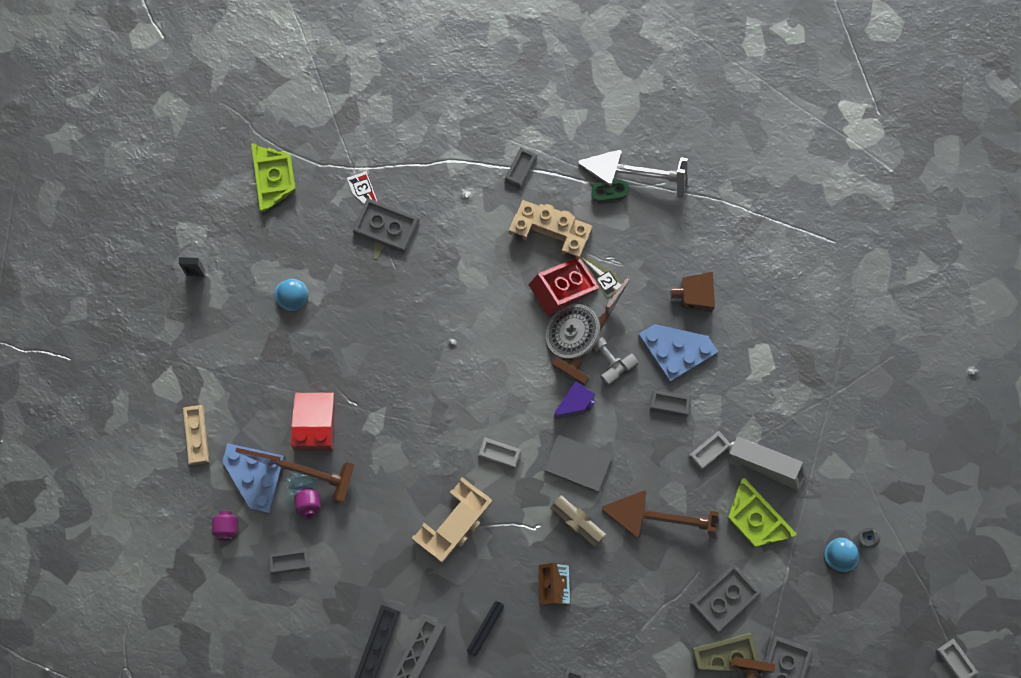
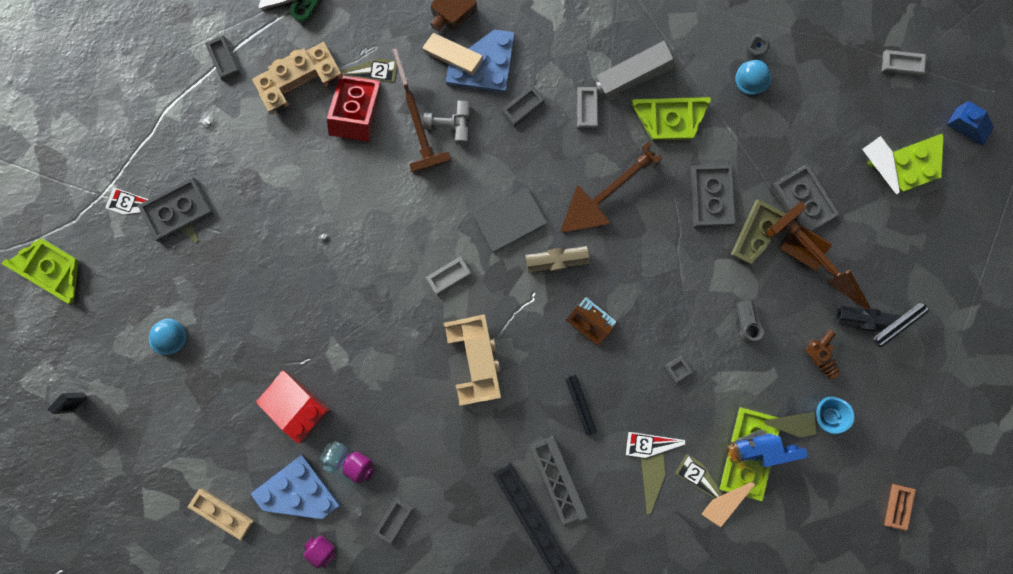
camera: 50 degrees left, 10 degrees up
(340, 481) = (363, 425): reddish brown piece -> none
(564, 322) = (413, 131): piece -> none
(575, 402) = (459, 178): dark purple slope -> none
(663, 321) = (453, 53): none -> tan tile

